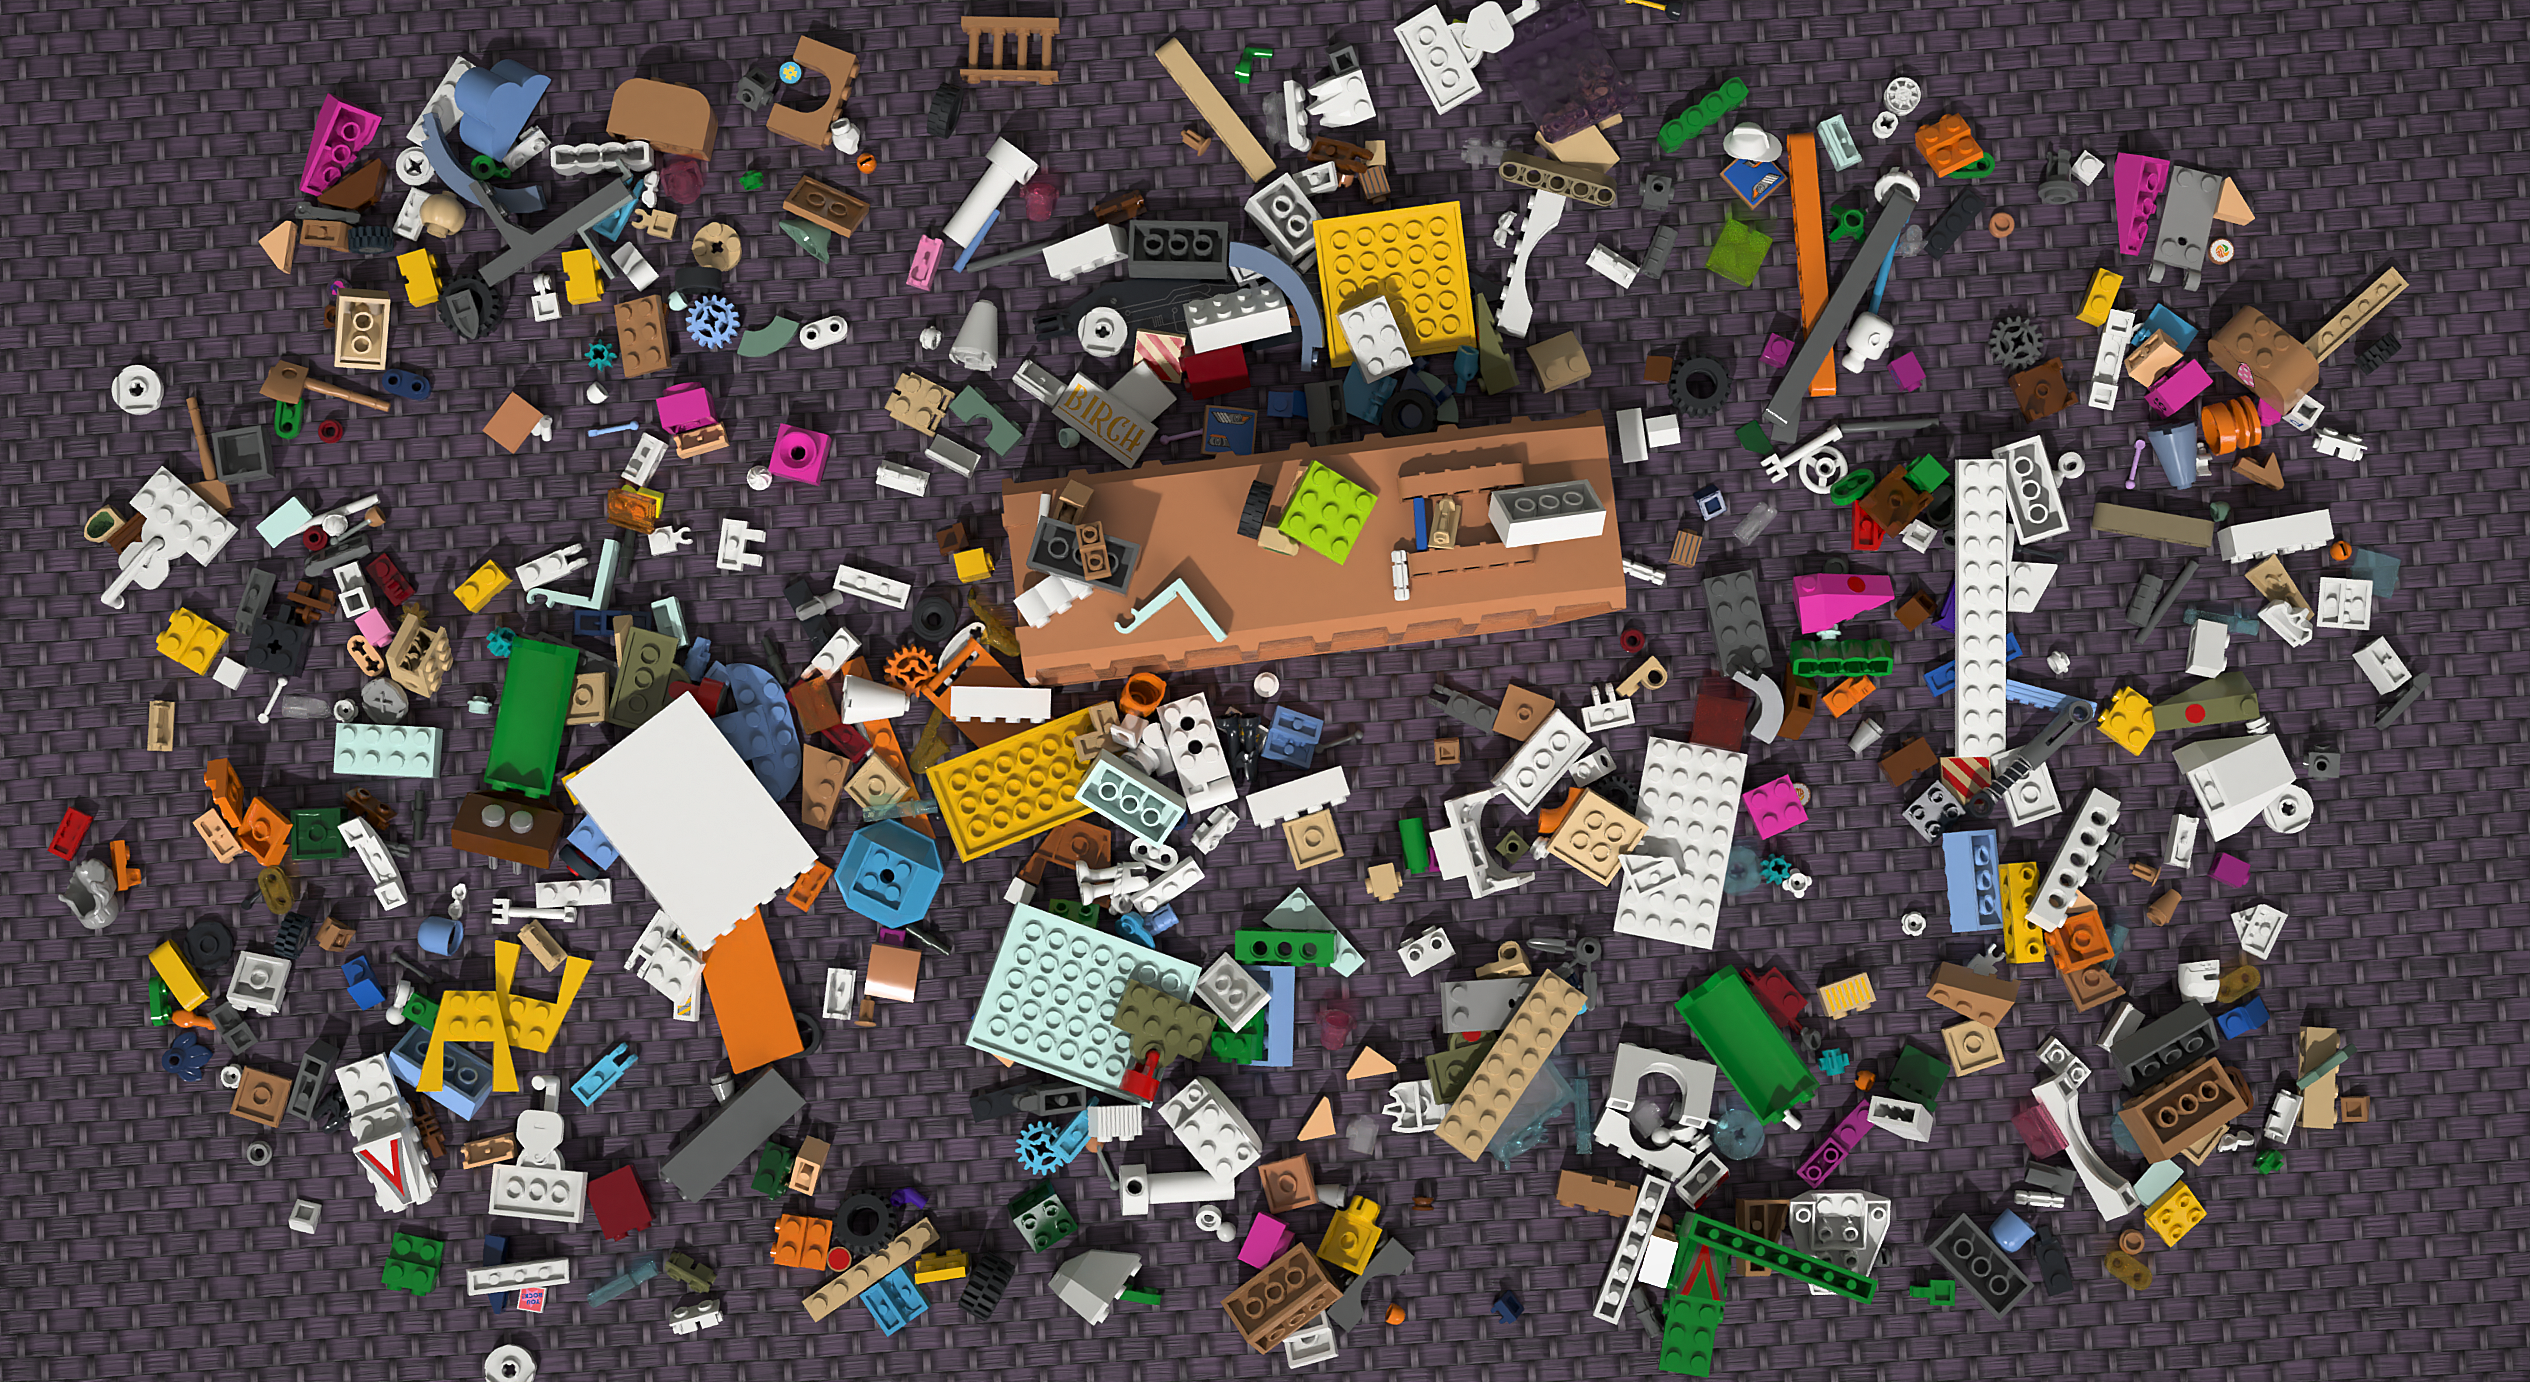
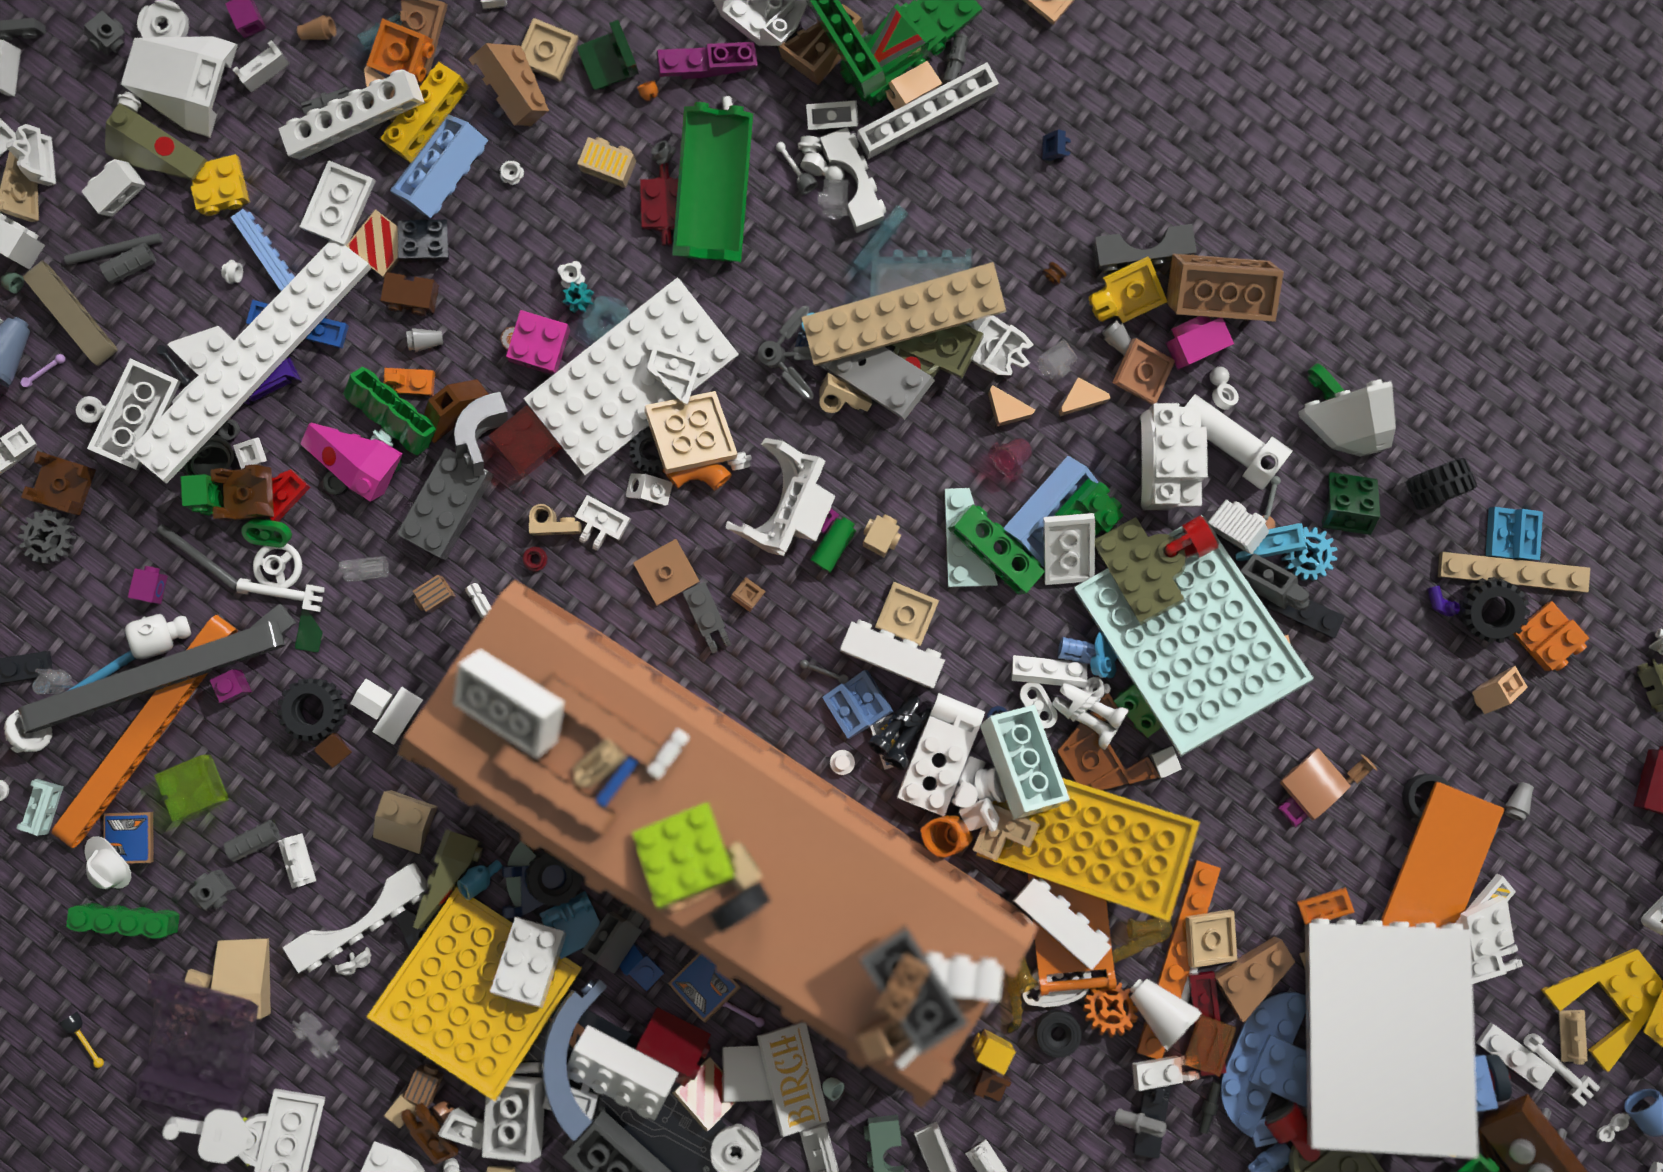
camera: 140 degrees left, 0 degrees up
(602, 1076) = (1607, 893): medium azure hinge -> none
(731, 1133) = (1542, 764): dark grey brick -> none
(774, 1169) = (1530, 708): dark green bracket -> none
(839, 993) = (1370, 802): white hinge -> none
(839, 1258) = (1536, 599): red tile -> none
(872, 587) = (1085, 1101): white plate -> none
(900, 809) = (1211, 907): clear light blue axle -> none
(908, 855) = (1233, 868): dark azure piece -> none
(928, 939) = (1266, 786): pearl dark grey bar -> none
(943, 1267) = (1463, 526): yellow plate -> none
(1167, 596) = (853, 878): light aqua hinge -> none
(1223, 822) = (986, 682): white hinge -> none
(1311, 1342) = (1224, 240): white plate -> none
(1394, 1314) = (1144, 211): orange hinge -> none
(1425, 951) = (893, 457): white brick -> none
(1502, 847) = (765, 487): olive plate -> none
(1529, 1143) = (937, 250): clear light blue piece -> none
(1542, 760) = (682, 525): white tile -> none
(1565, 187) = (276, 954): dark tan beam -> none
(1596, 1193) = (917, 172): medium nougat wedge -> none
(1664, 1222) = (885, 108): nougat hinge -> none
(1693, 1077) = (773, 194): white arch -> none
(1710, 502) = (384, 614): dark blue slope -> none
(1725, 1129) = (779, 140): clear light blue plate -> none
(1833, 1061) = (659, 121): teal gear -> none
(1849, 223) = (88, 737): green rock -> none
(1901, 1118) = (646, 36): white slope -> none
(1916, 610) = (302, 400): reddish brown brick -> none
(1983, 965) = (486, 100): white plate -> none
(2031, 757) = (313, 216): piece -> none
(2145, 872) = (307, 66): medium nougat piece -> none
(2234, 623) = (75, 187): clear light blue axle -> none

